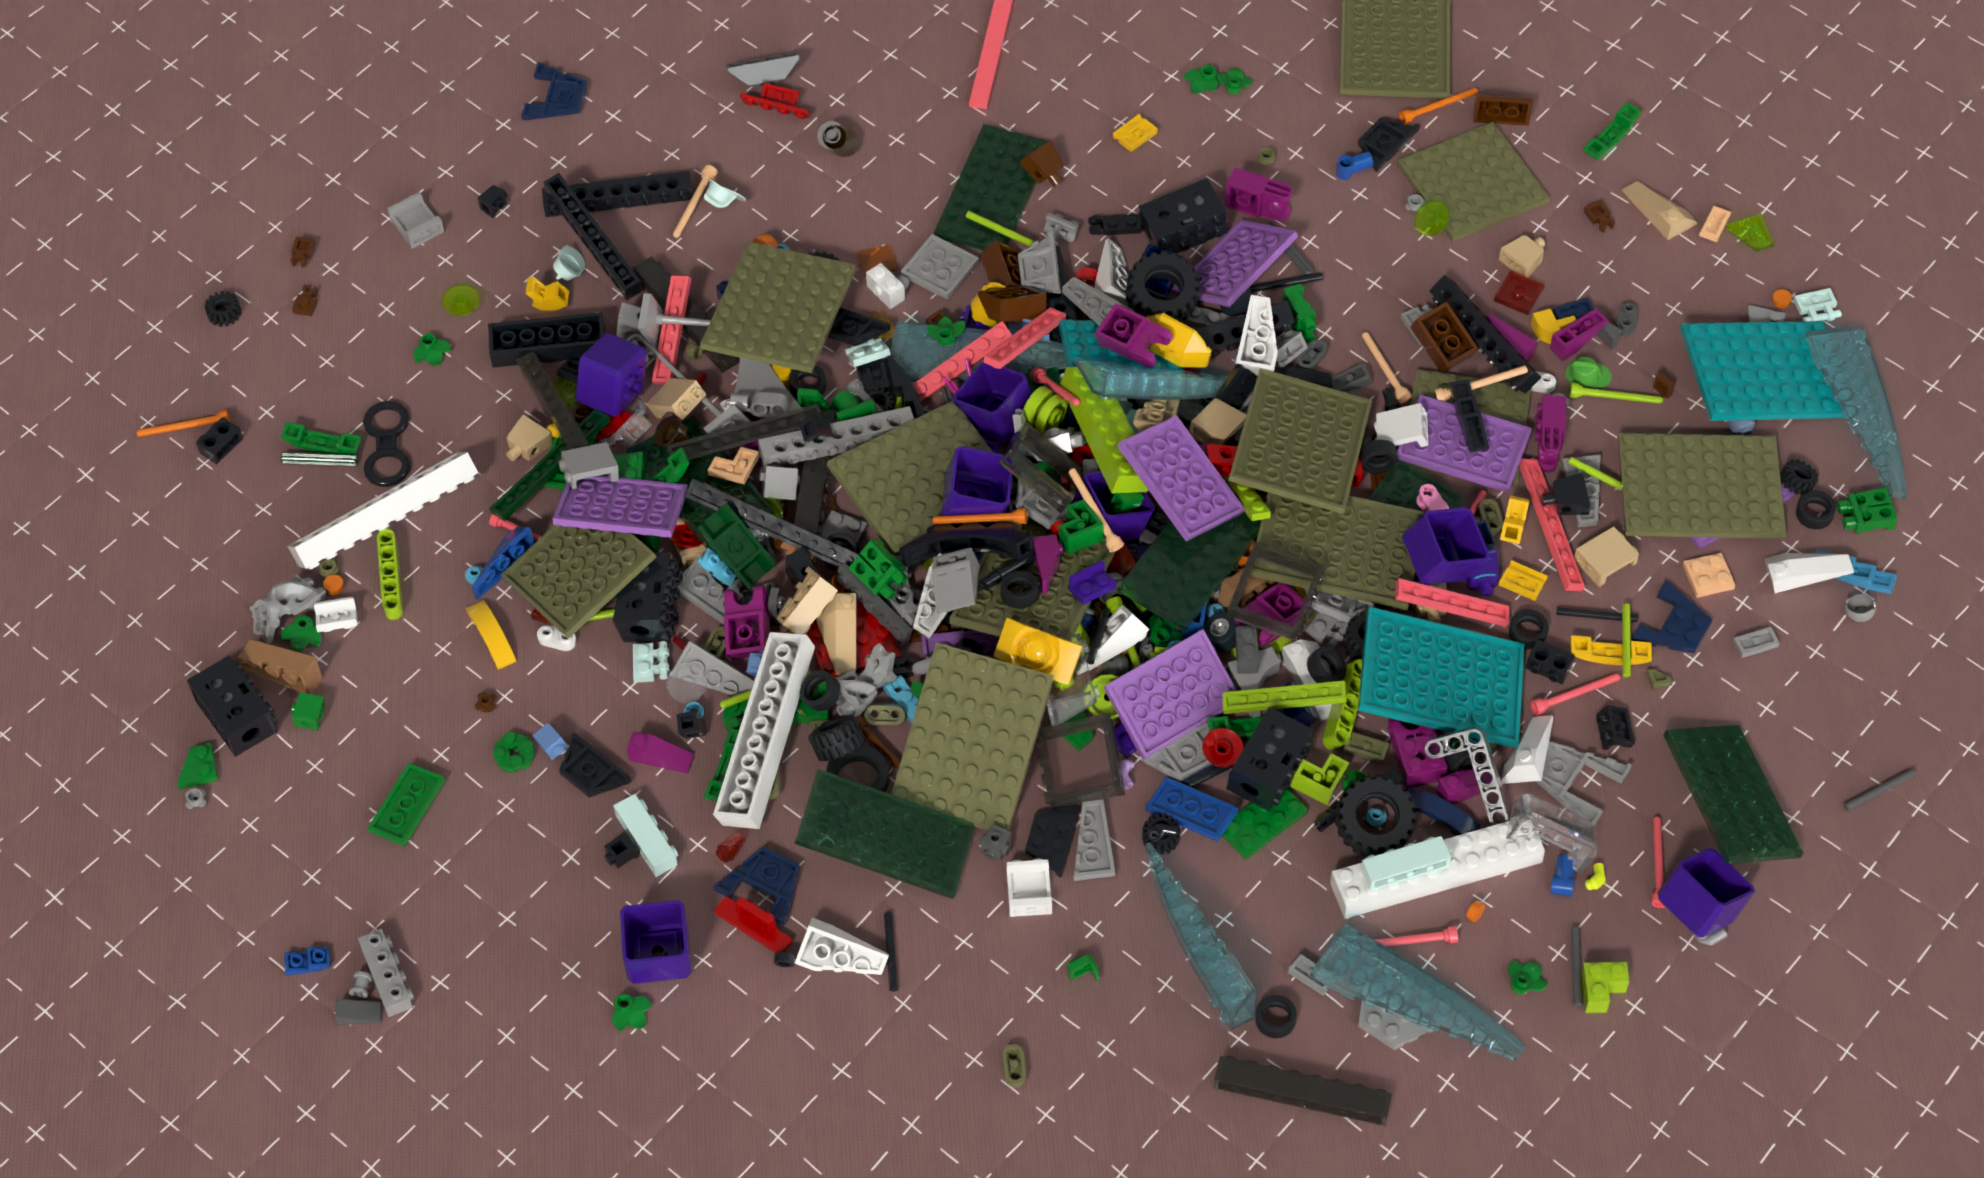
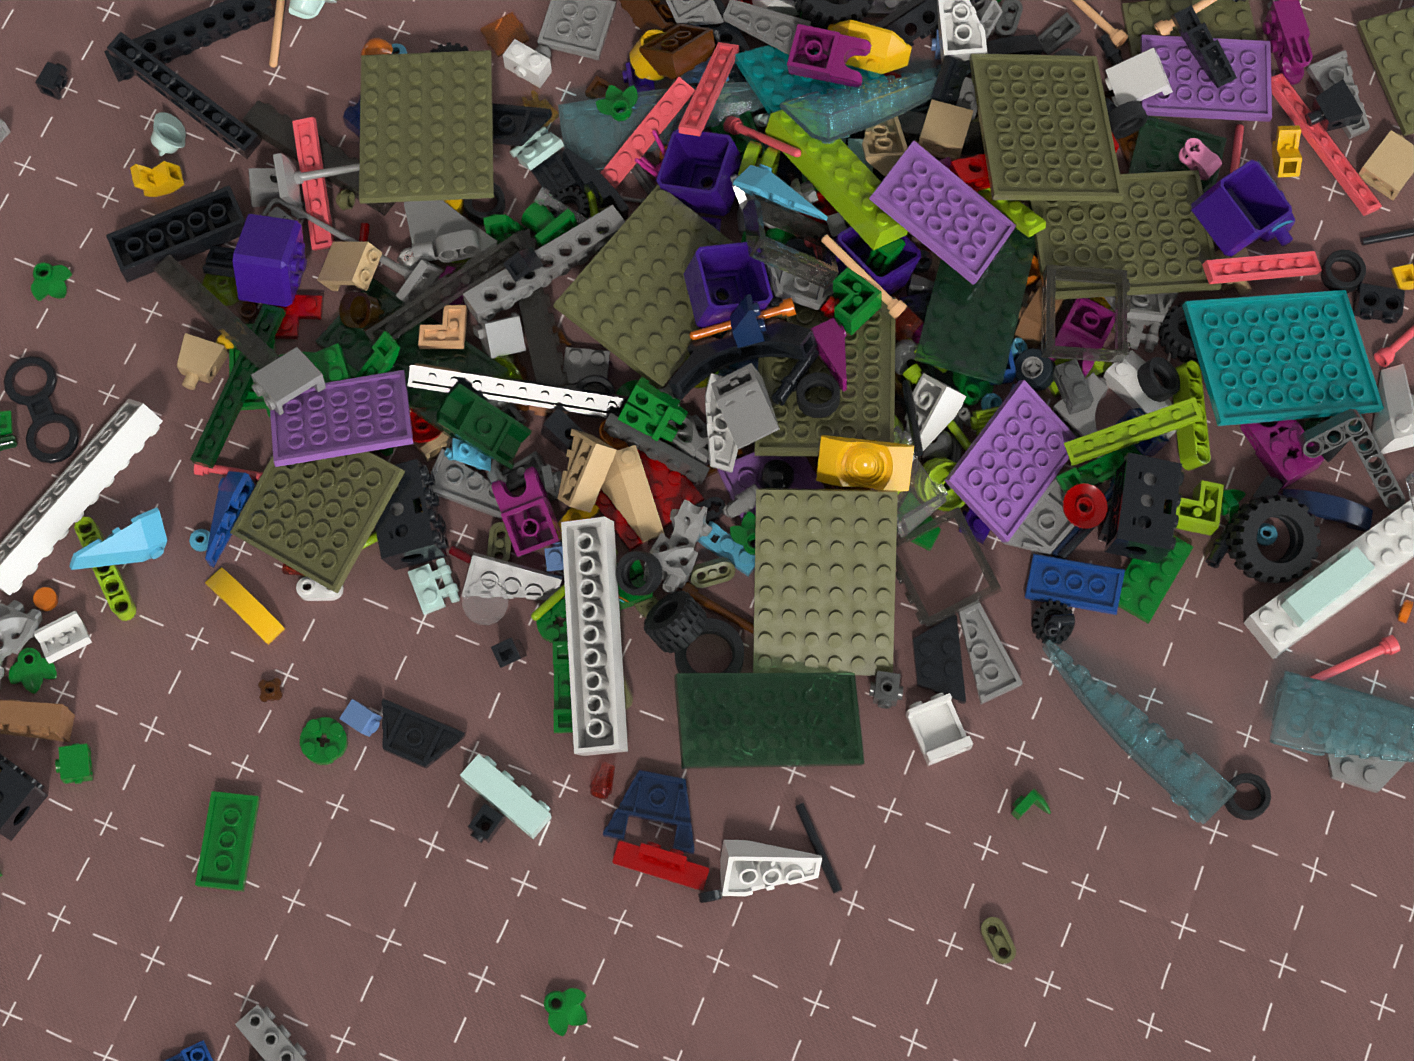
camera: 20 degrees left, 15 degrees up
(326, 564) = (33, 588): olive plate -> none
(417, 557) = (133, 544): none -> medium azure wedge
(460, 294) = (55, 206): clear neon green dish -> none
(632, 429) = (312, 318): clear piece -> none
(653, 928) = (564, 906): dark purple plate -> none
(657, 752) = (485, 693): magenta slope -> none
(692, 706) = (500, 626): medium azure plate -> none
(979, 516) = (746, 324): none -> dark blue slope
(1043, 421) = (769, 186): none -> medium azure wedge
(1091, 582) = (891, 364): dark purple bracket -> none
(1126, 766) = (989, 553): lavender arm -> none
(1301, 970) = (1258, 735): light grey plate -> none
(1302, 1090) = (1305, 872): clear smoke brick -> none
(1366, 748) = (1229, 458): olive plate -> none
(1460, 786) = (1340, 472): magenta slope -> none
(1492, 518) = (1261, 153): olive plate -> none
(1523, 580) = (1317, 217): yellow plate -> none
(1594, 472) = (1349, 73): lime bar -> none

